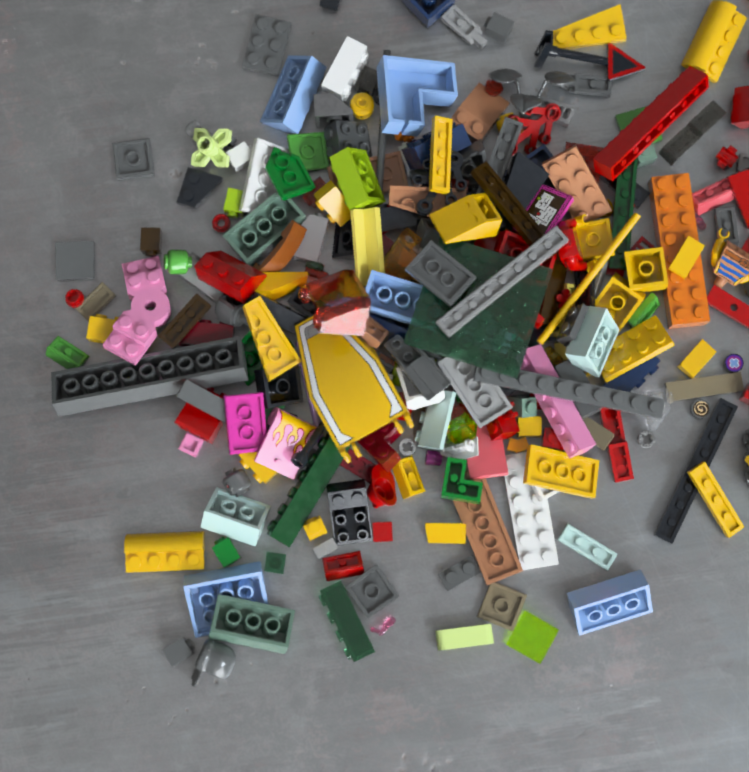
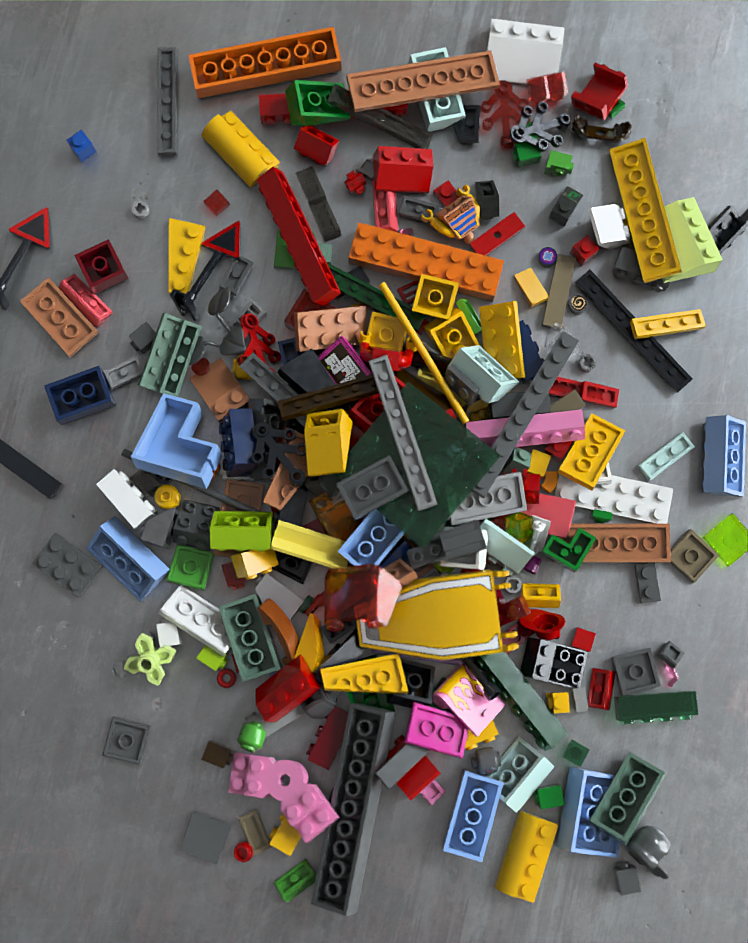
camera: 70 degrees left, 0 degrees up
(182, 486) = (472, 815): none -> light blue slope
(184, 321) = (313, 751): dark brown plate -> none
(196, 187) = (181, 688): black wing -> none
(288, 174) = (208, 594): green tile -> none
(400, 618) = (671, 654): none -> dark grey tile
(440, 155) = (254, 441): yellow plate -> none
(446, 533) = (607, 580): yellow slope -> none
(464, 637) = (709, 602): yellowish green beam -> none
(491, 54) = (169, 355): none -> sand green brick
(504, 504) = (601, 516): none -> green tile
(563, 297) = (431, 383): red plant -> none
(653, 41) = (216, 203): none -> clear red plate
(686, 257) = (438, 256): yellow tile -> none

